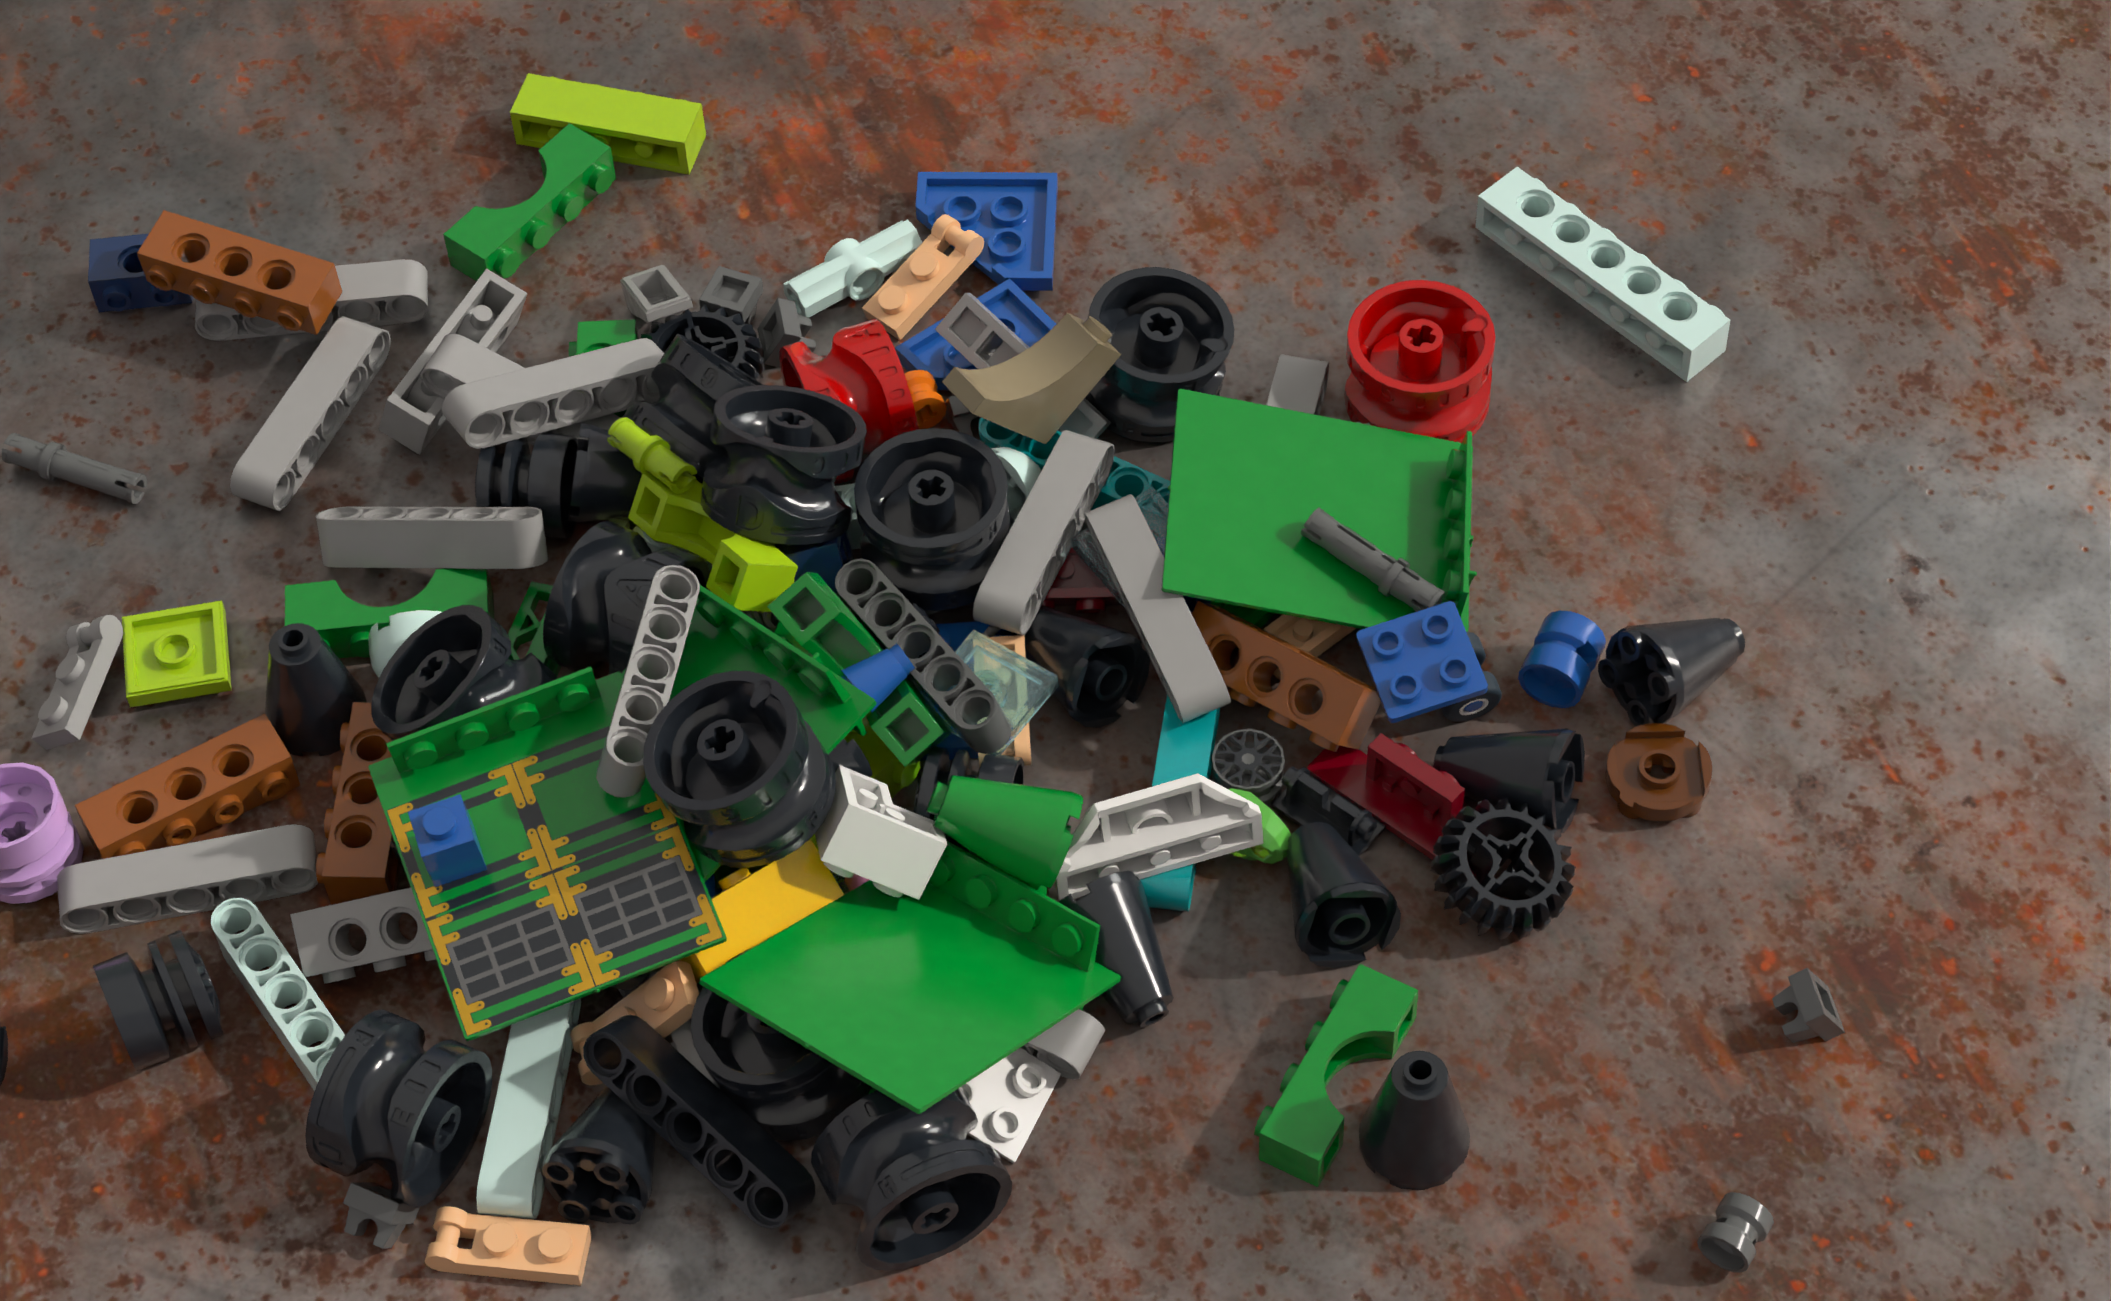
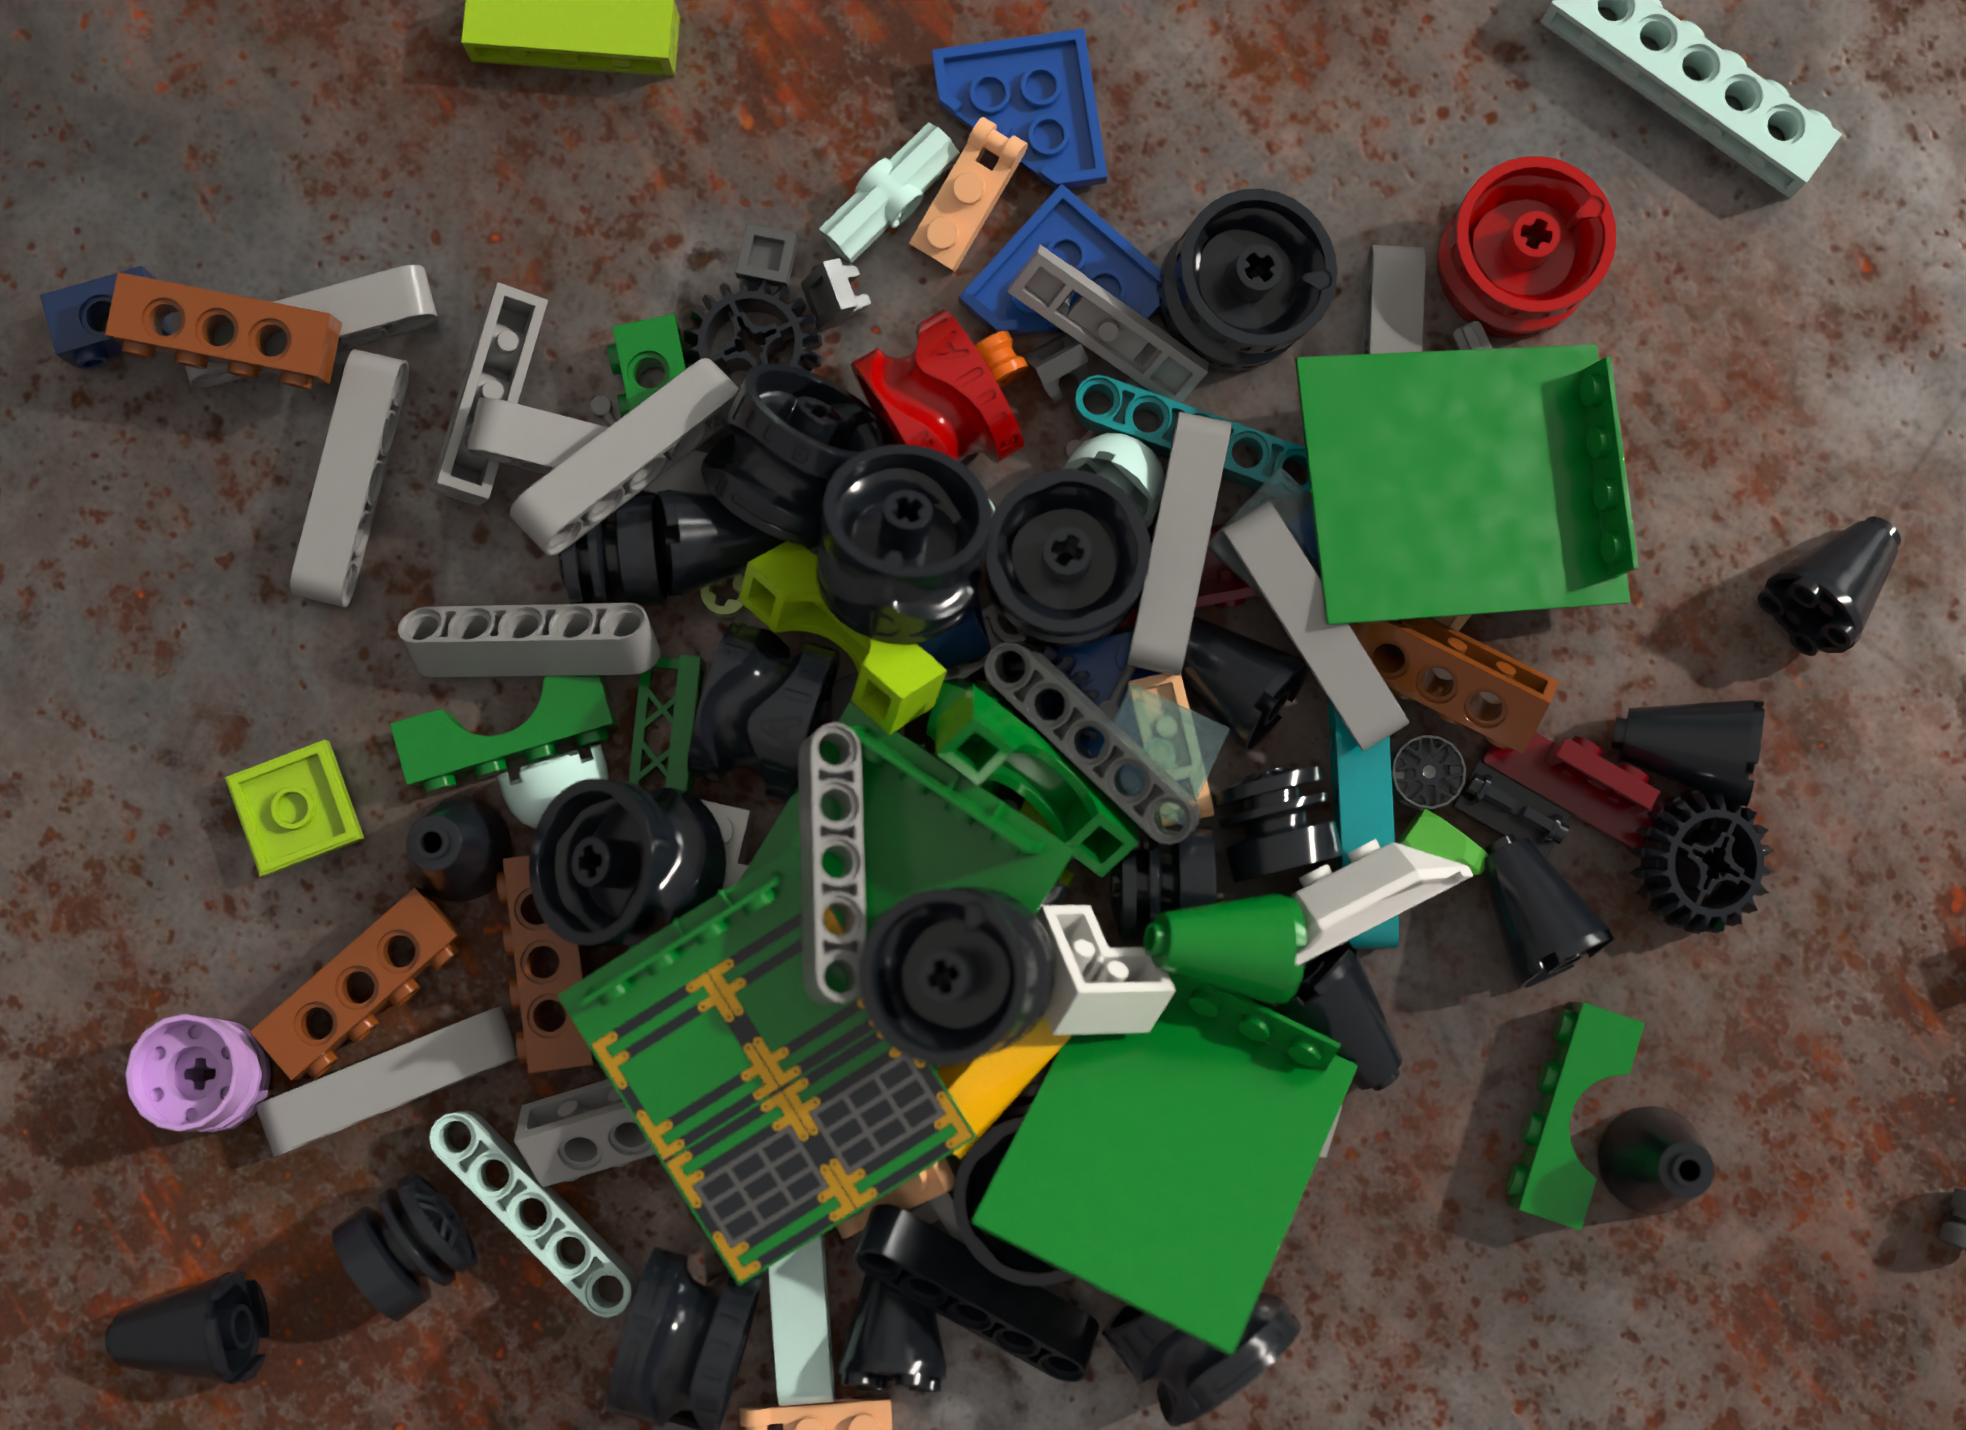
camera: 15 degrees left, 30 degrees up
(56, 462) = (92, 585): dark grey pin -> none
(78, 681) = (203, 861): light grey plate -> none
(447, 840) = (669, 1091): blue brick -> none
(501, 239) = (488, 216): green arch -> none
(652, 455) = (754, 545): lime pin -> none
(654, 294) = (674, 253): light grey slope -> none
(879, 673) = (1058, 797): blue cone -> none
(1041, 384) = (1145, 374): dark tan arch -> none
(1089, 754) = (1276, 823): none -> black wheel
(1364, 557) = (1551, 549): dark grey pin -> none
(1428, 665) = (1601, 652): blue plate -> none
(1562, 659) = (1721, 593): blue wheel -> none
(1655, 798) = (1846, 682): reddish brown plate -> none

